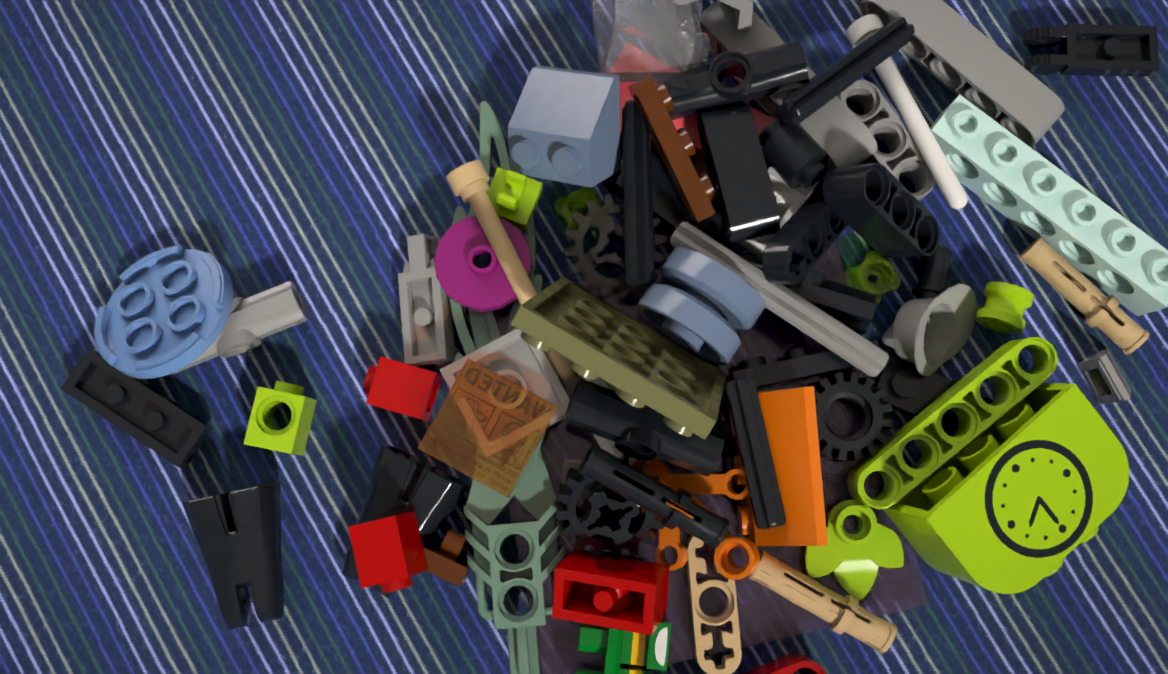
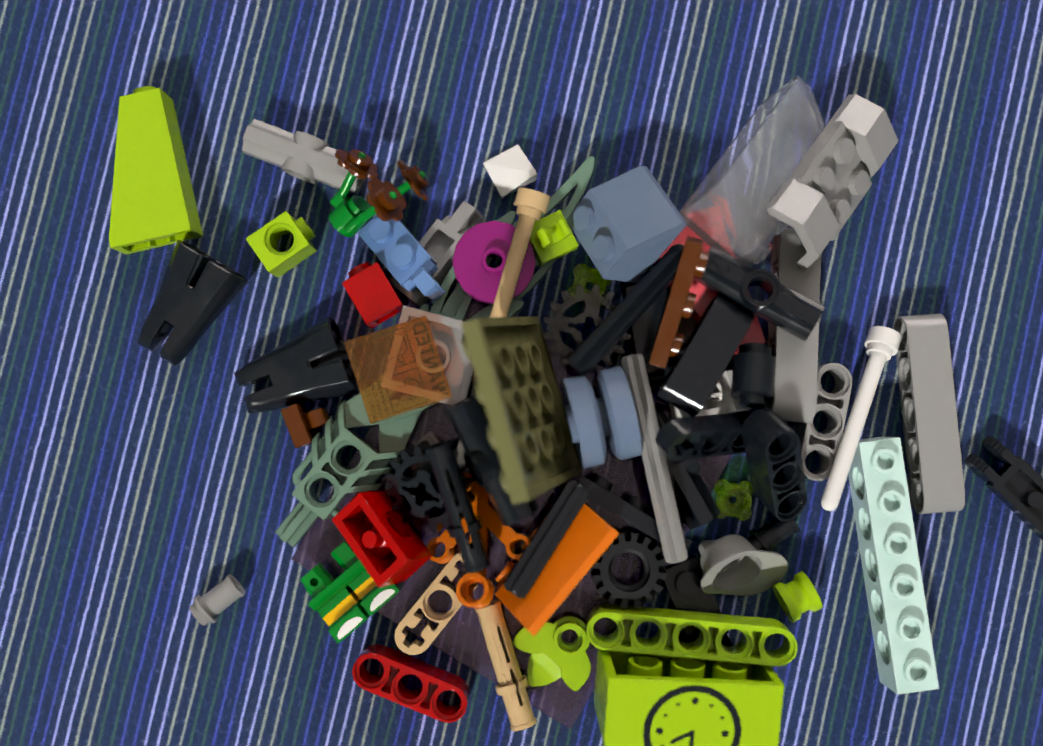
camera: 45 degrees right, 5 degrees up
(109, 475) = (151, 176): none -> lime slope
(137, 409) = (203, 154): black plate -> none
(164, 312) = (271, 110): medium blue tile -> none
(320, 334) = (385, 199): none -> plant
(388, 551) = (271, 387): red brick -> none
(395, 331) = (402, 256): none -> medium blue hinge
(423, 177) = (510, 171): none -> white slope
(845, 71) = (839, 354): black axle -> none
(1085, 296) = (856, 637): tan pin -> none
(1105, 378) = (819, 700): light grey slope -> none

